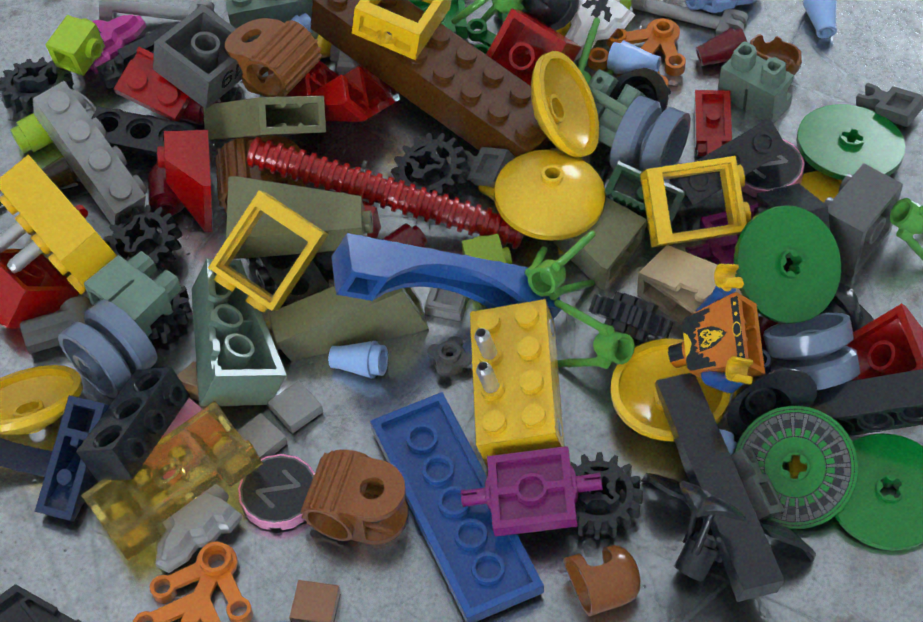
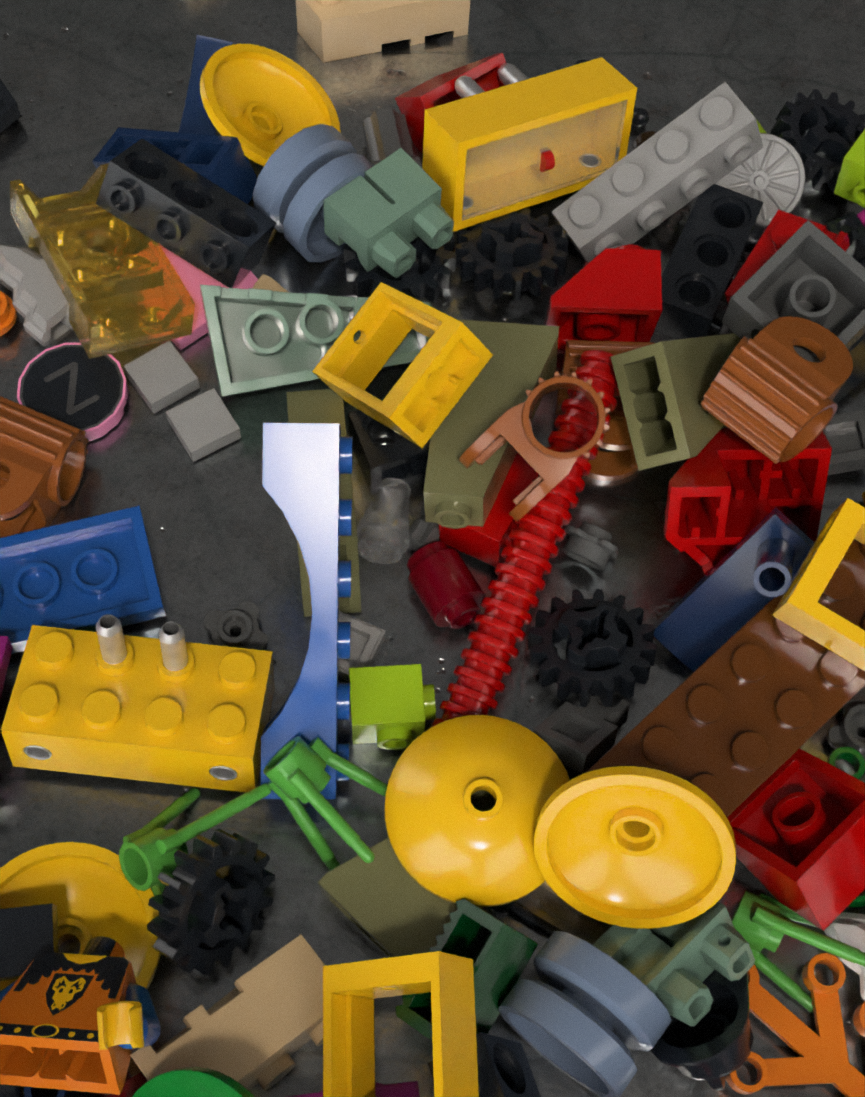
camera: 90 degrees right, 10 degrees up
(324, 140) = (516, 428): none -> dark orange piece
(360, 358) = (251, 517): light blue cone -> none
(376, 72) = (734, 590): none -> dark blue piece
(627, 57) = (795, 1027): light blue cone -> none

